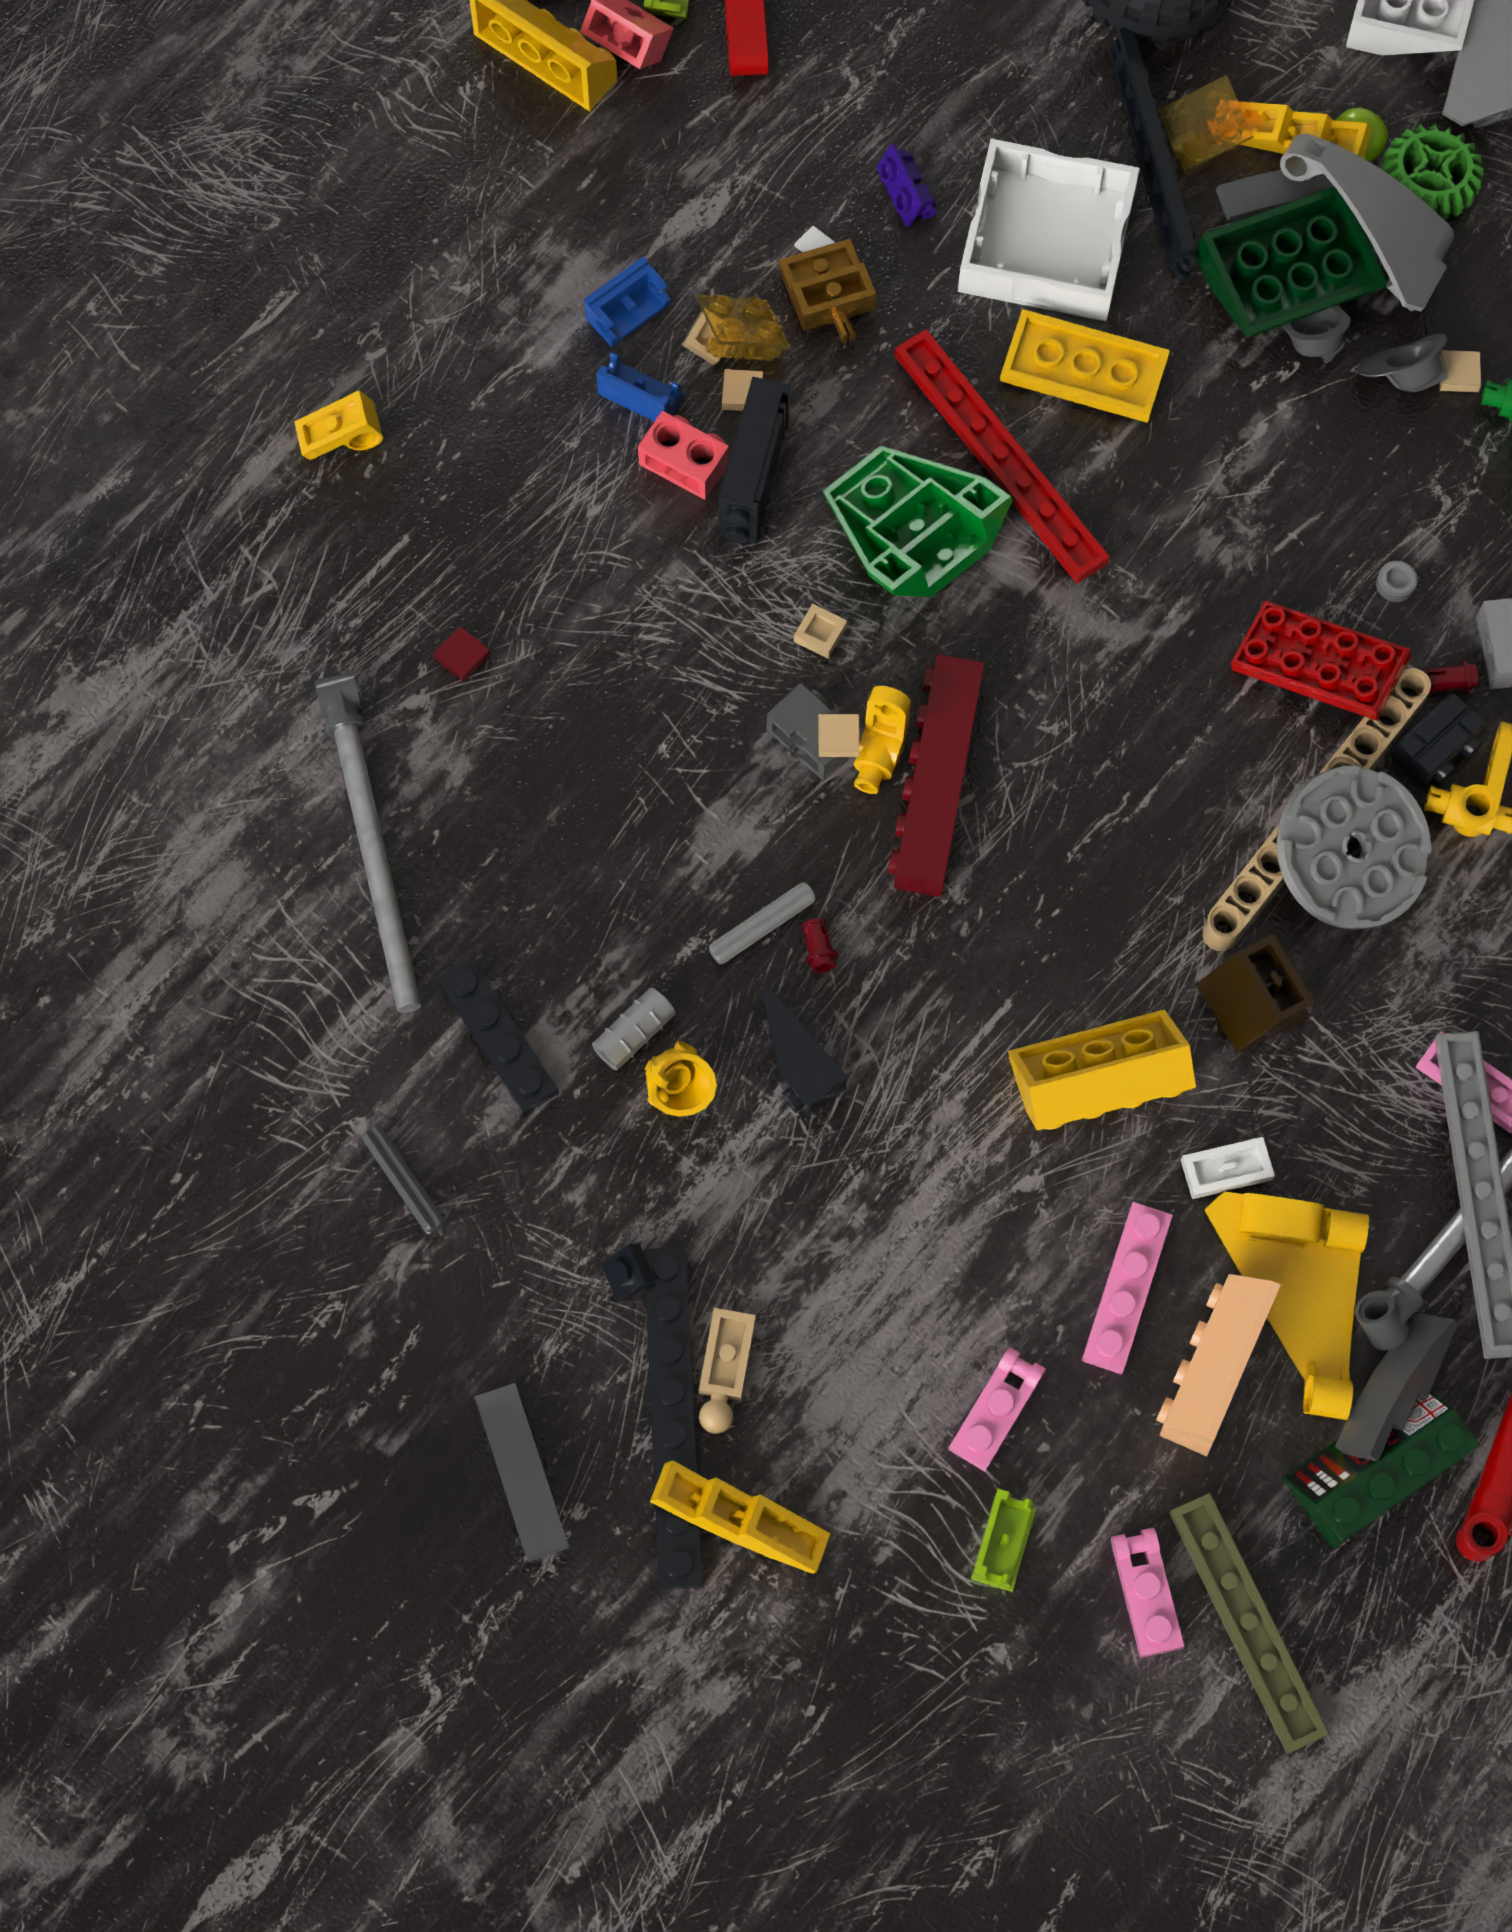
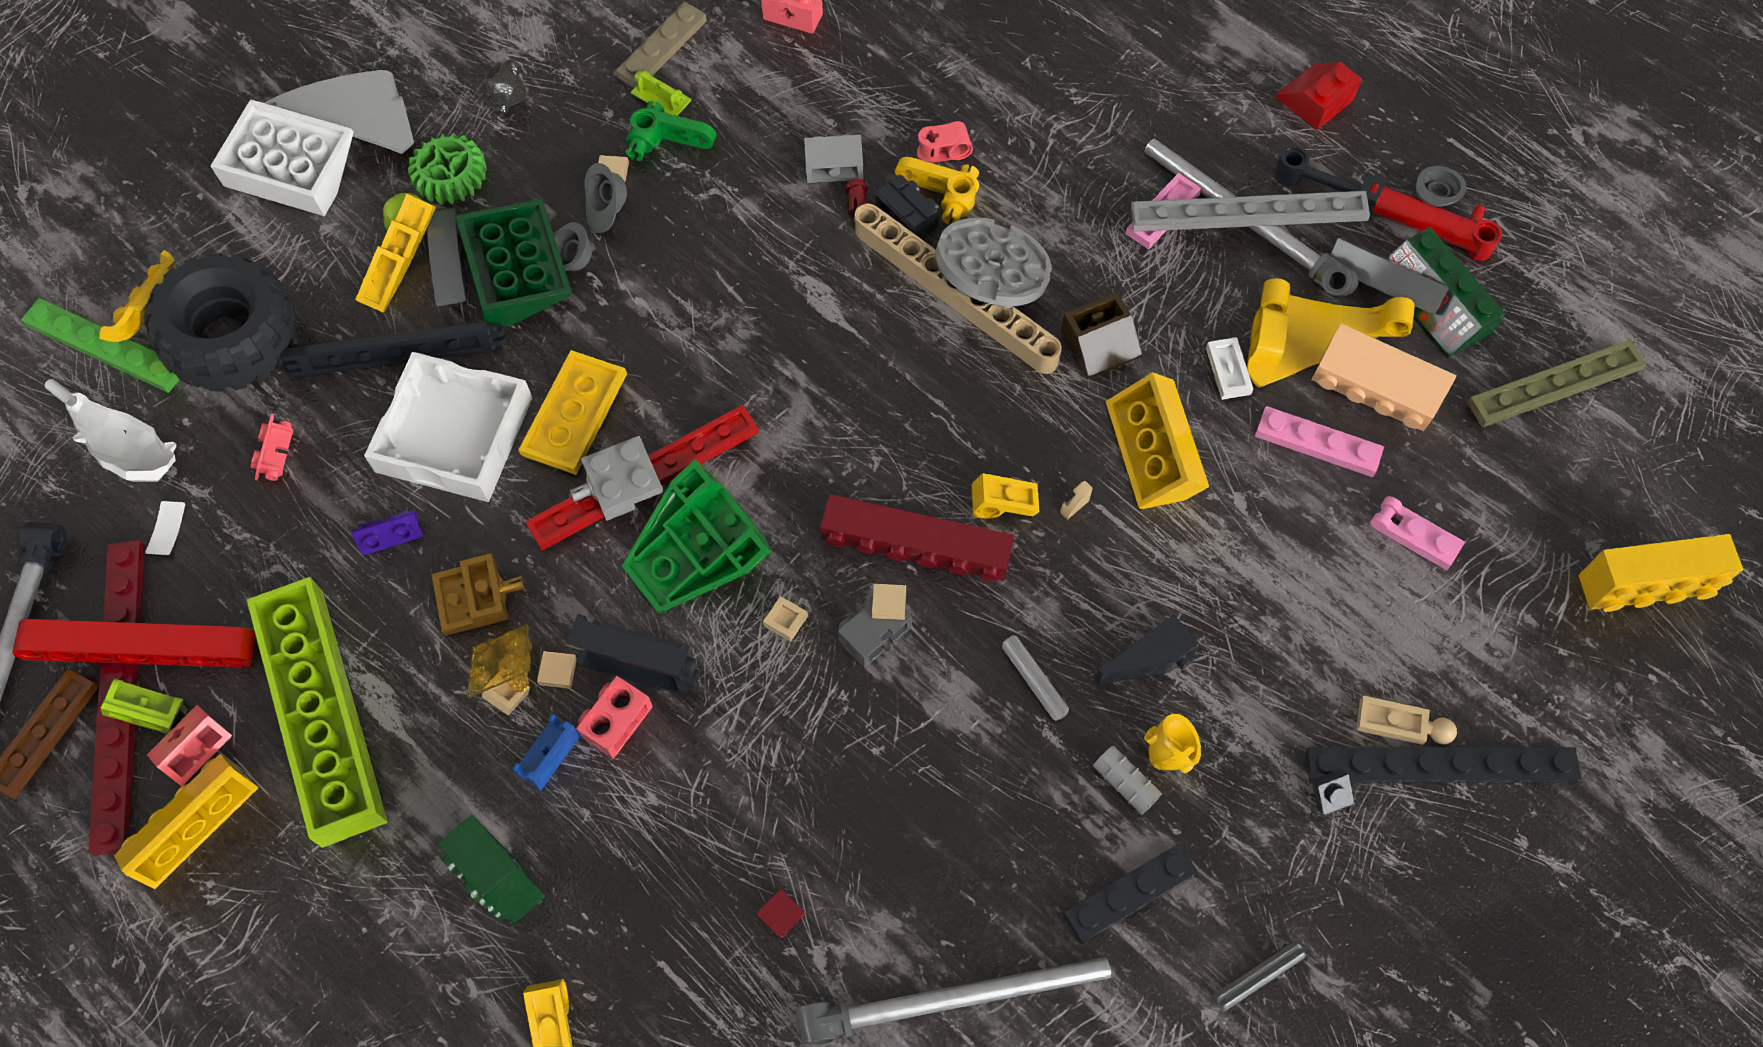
camera: 85 degrees left, 5 degrees down
(482, 334) = (489, 871): none -> dark green brick
(521, 1472) = (1504, 881): dark grey slope -> none
(626, 302) = (460, 758): blue hinge -> none
(673, 145) = (316, 713): none -> lime brick
(740, 1518) = (1523, 716): yellow slope -> none
(812, 239) = (424, 608): white sticker -> none
(821, 954) = (1056, 634): dark red pin -> none
(882, 738) = (885, 569): yellow piece -> none
(948, 1713) = (1660, 572): none -> yellow brick
(985, 419) = (619, 478): none -> light grey plate
(1004, 878) = (997, 494): none -> yellow plate
(1004, 1541) = (1517, 537): lime hinge -> none
(1012, 972) = (1082, 496): none -> tan tile
(1018, 45) = (273, 437): none -> coral hinge
(1147, 1594) = (1542, 445): bright pink plate -> none
(1205, 123) = (375, 308): clear yellow hinge -> none
(1321, 660) = (840, 272): red tile -> none
(1396, 581) = (776, 225): light grey tile -> none
(1399, 224) = (482, 186): light grey panel -> none

